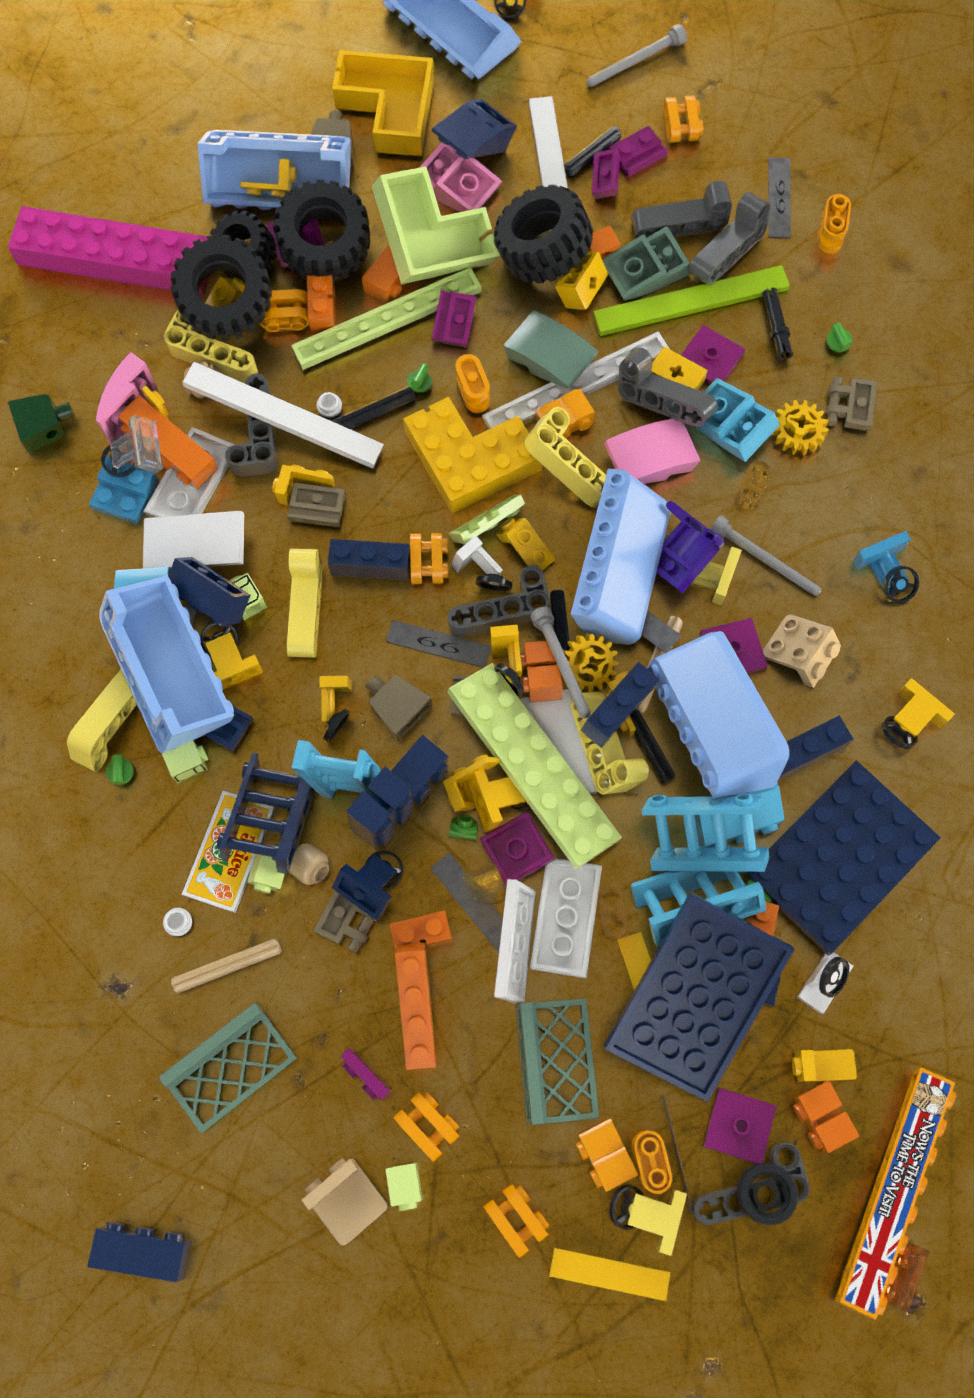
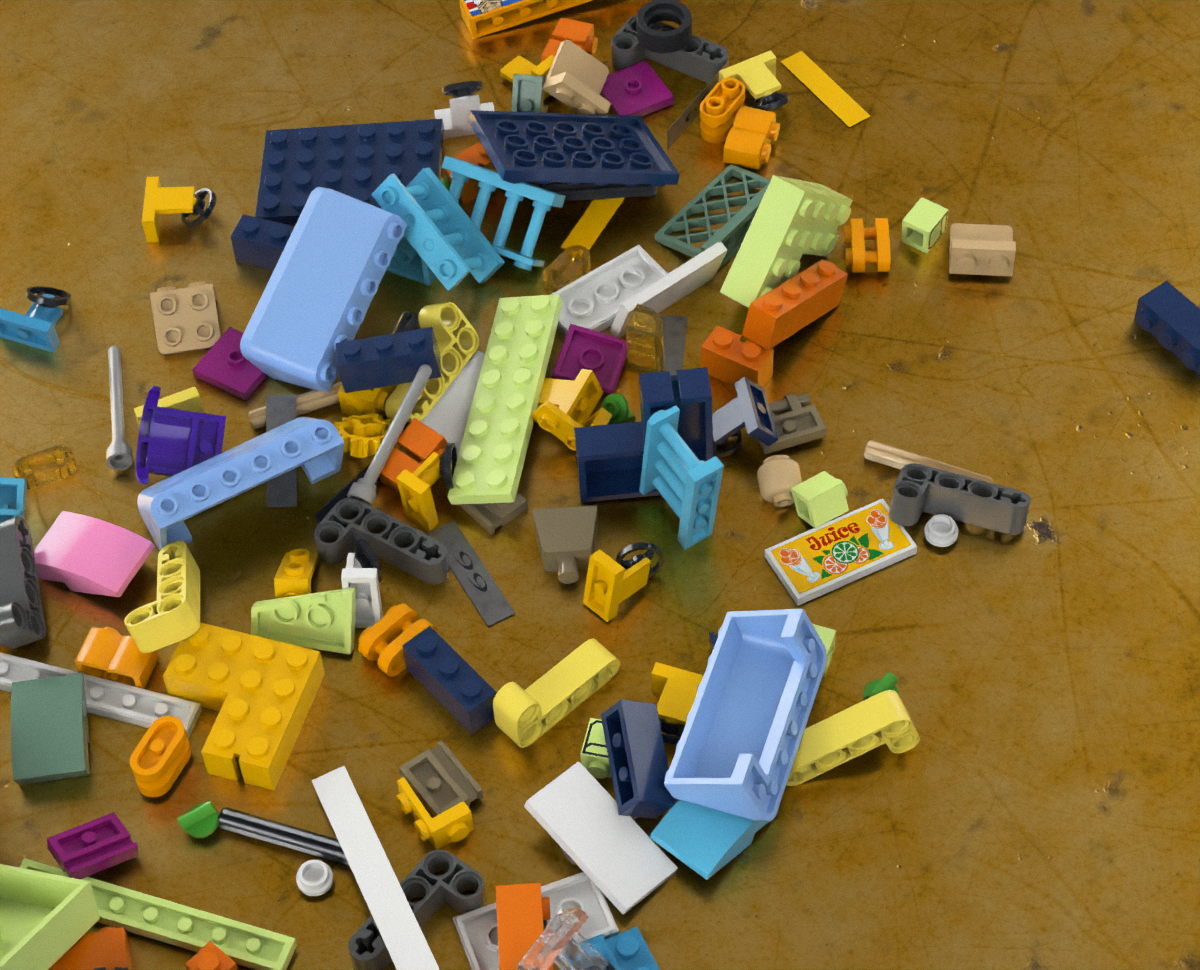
camera: 135 degrees left, 20 degrees down
(175, 948) = (958, 496): none -> dark grey beam
(211, 1047) = (993, 413): sand green fence -> none
(288, 829) = (767, 498): dark blue fence -> none
(373, 1085) = (886, 317): magenta plate -> none
(464, 1052) = (789, 222): none -> yellowish green piece
(535, 1223) = (848, 139): light orange brick -> none
(774, 1076) = (577, 80): none -> tan bracket
(789, 1027) = (528, 94): none -> sand green slope

